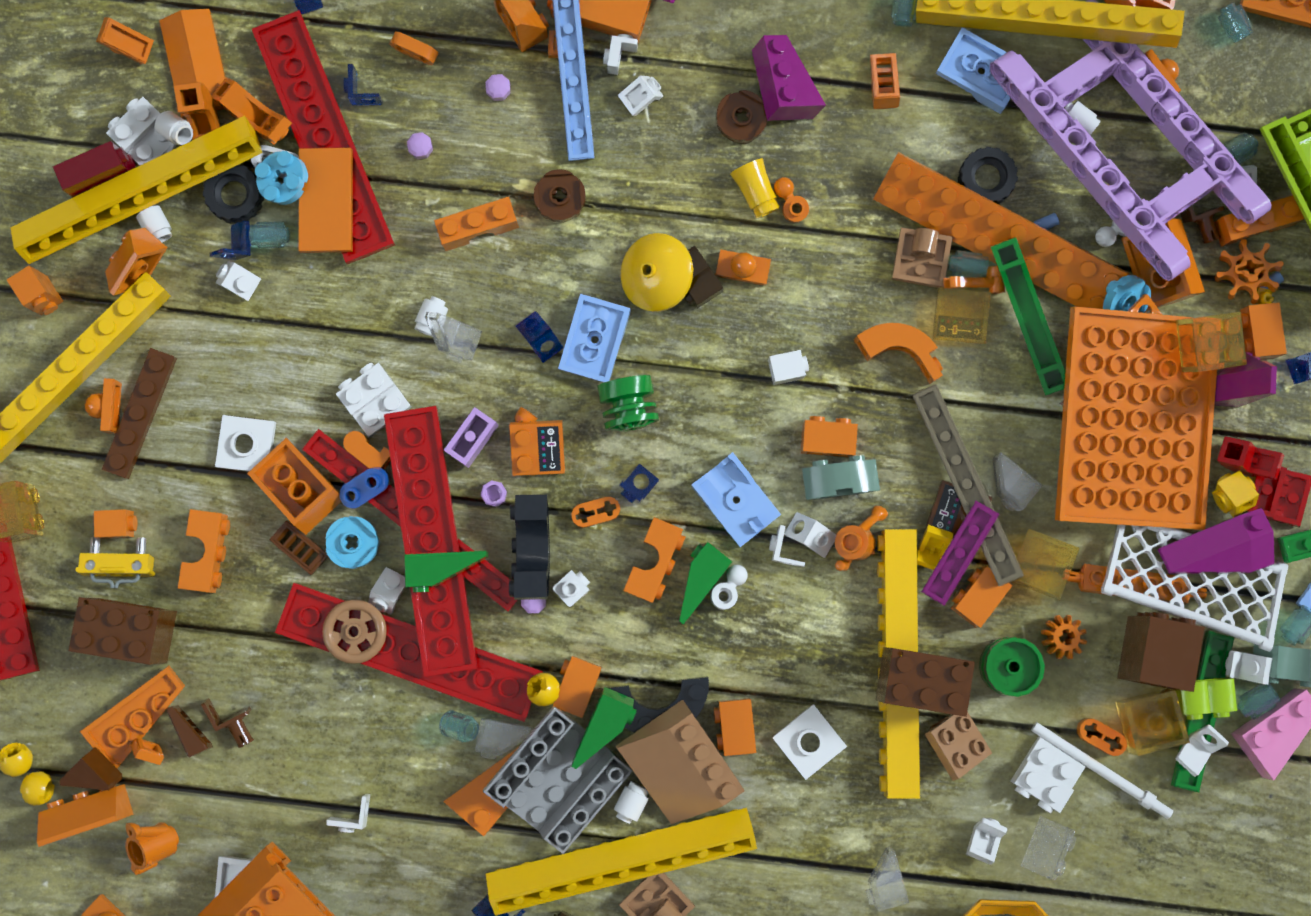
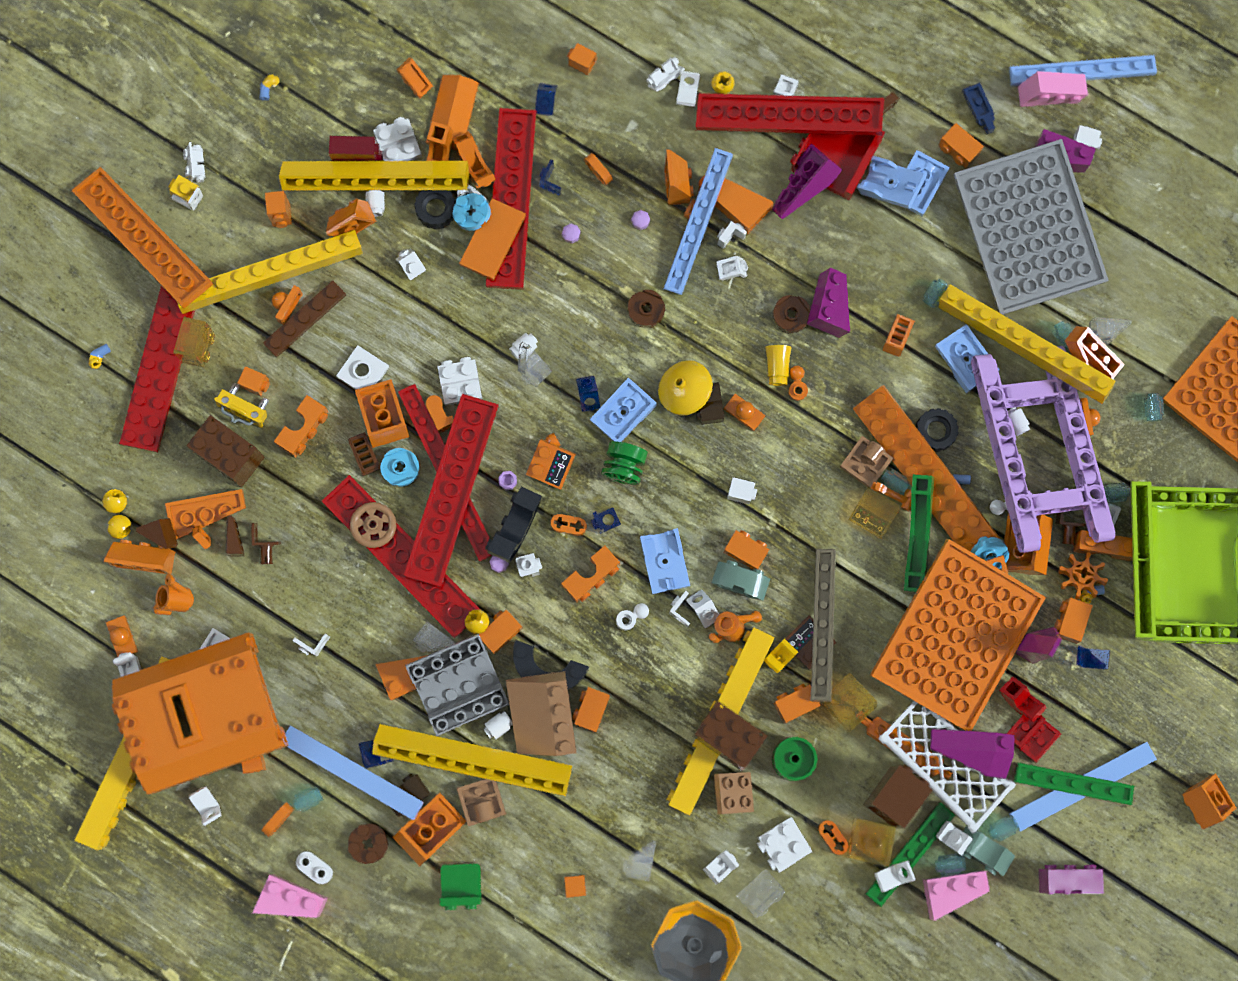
camera: 25 degrees right, 5 degrees down
(173, 128) = (418, 147): white brick -> none
(239, 243) = (424, 240): clear blue bracket -> none
(269, 234) = (445, 244): clear light blue brick -> none
(362, 487) = (424, 435): blue plate -> none
(387, 591) = (407, 509): white bracket -> none
(435, 568) = (447, 508): green slope -> none
(458, 726) = (409, 619): clear light blue brick -> none
(461, 227) = (577, 298): orange arch -> none
(471, 437) = (511, 436): lavender brick -> none
(605, 724) = (508, 661): green slope -> none
(703, 574) = (620, 598): green slope -> none
(809, 722) = (625, 754): white piece -> none
(901, 338) = (826, 507): orange arch -> none
(960, 553) = (795, 666): magenta tile -> none
(1013, 483) = (855, 640): clear slope -> none
(1070, 644) = (844, 763): orange gear -> none
(1145, 798) = (843, 894): white bar -> none
(1209, 696) = (915, 843): lime brick -> none
(1211, 342) = (1030, 607): clear yellow brick -> none
(1235, 493) = (1002, 718): yellow brick -> none

